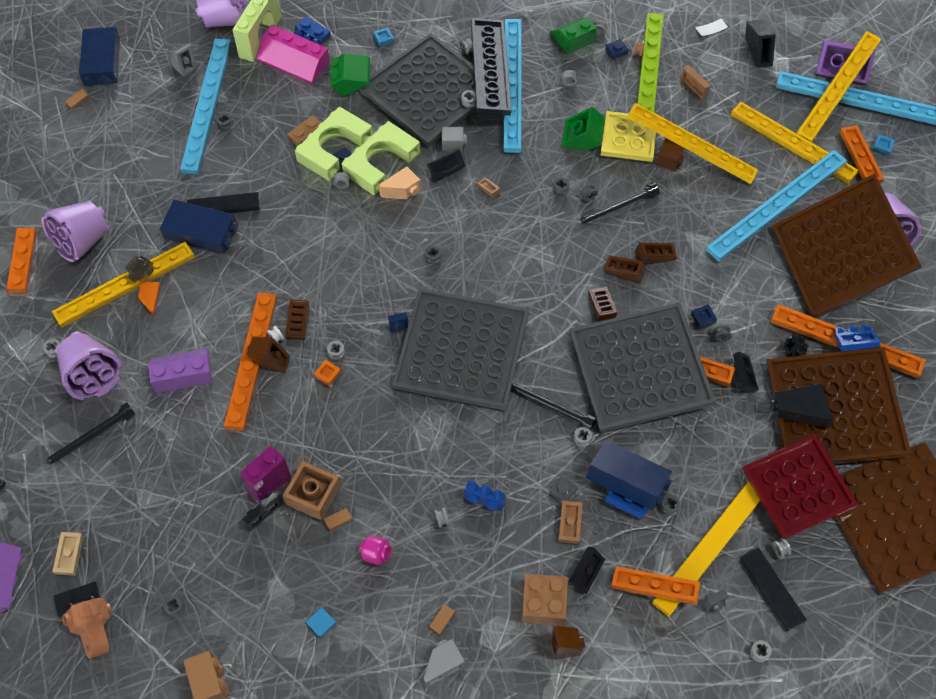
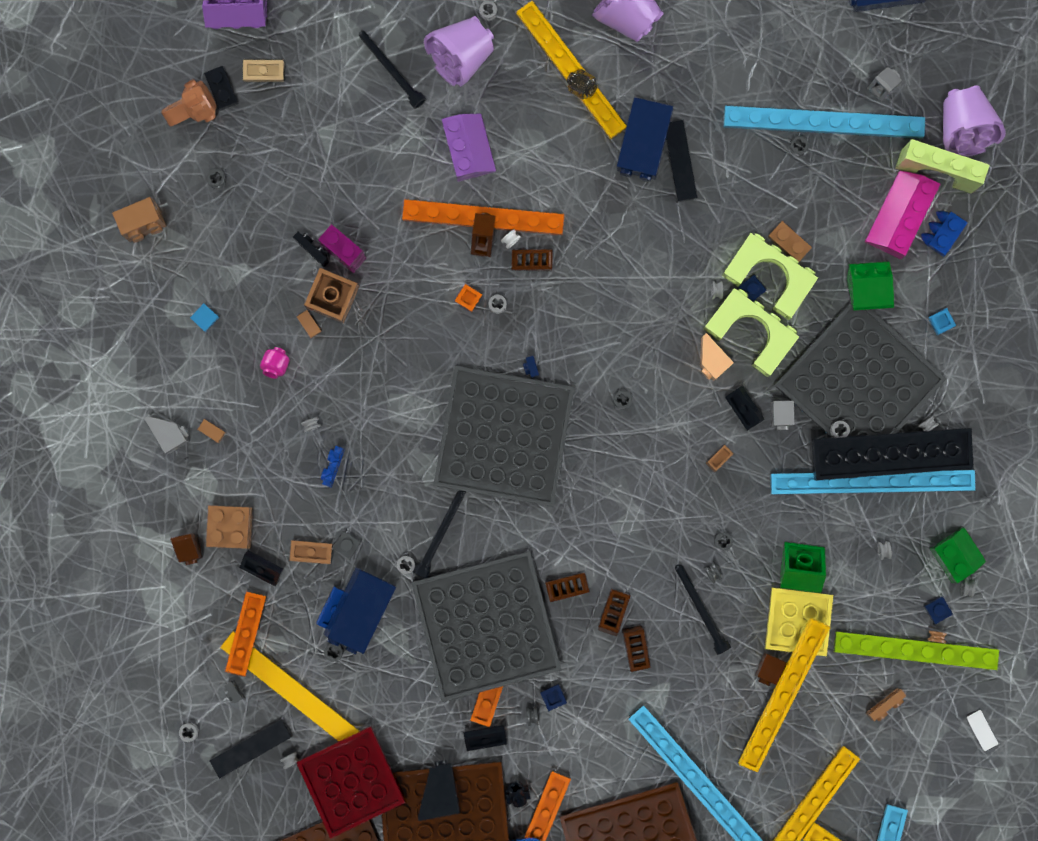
camera: 85 degrees right, 25 degrees up
(149, 295) = (556, 99): orange tile -> none
(761, 42) = (954, 789): black slope -> none

